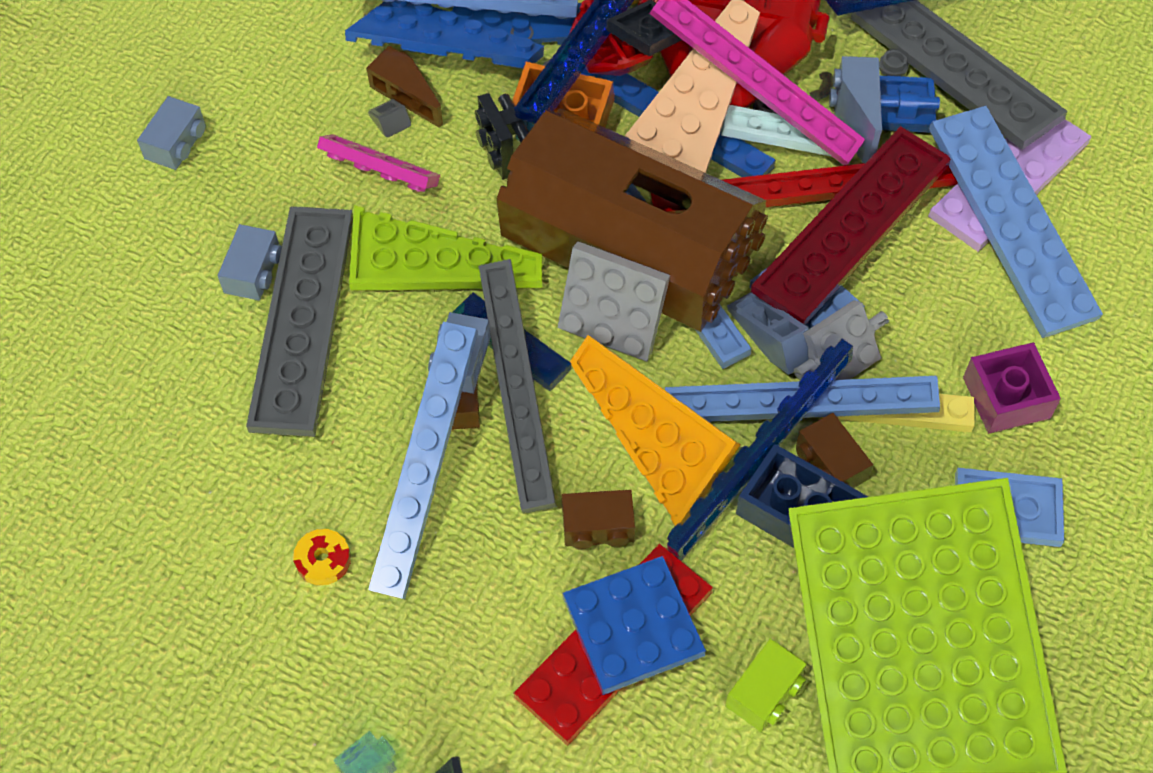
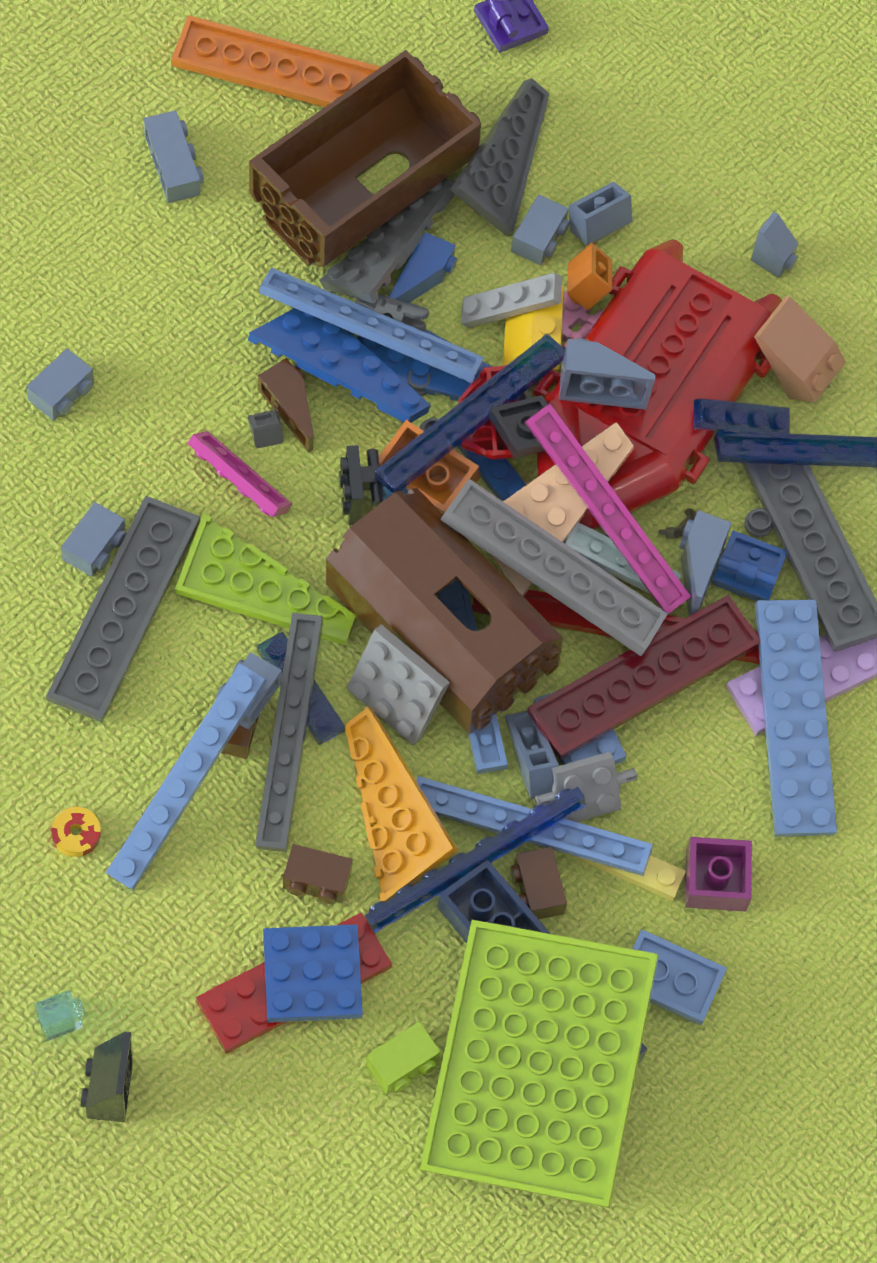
camera: 10 degrees right, 5 degrees up
(727, 143) = (554, 567): none -> light grey plate

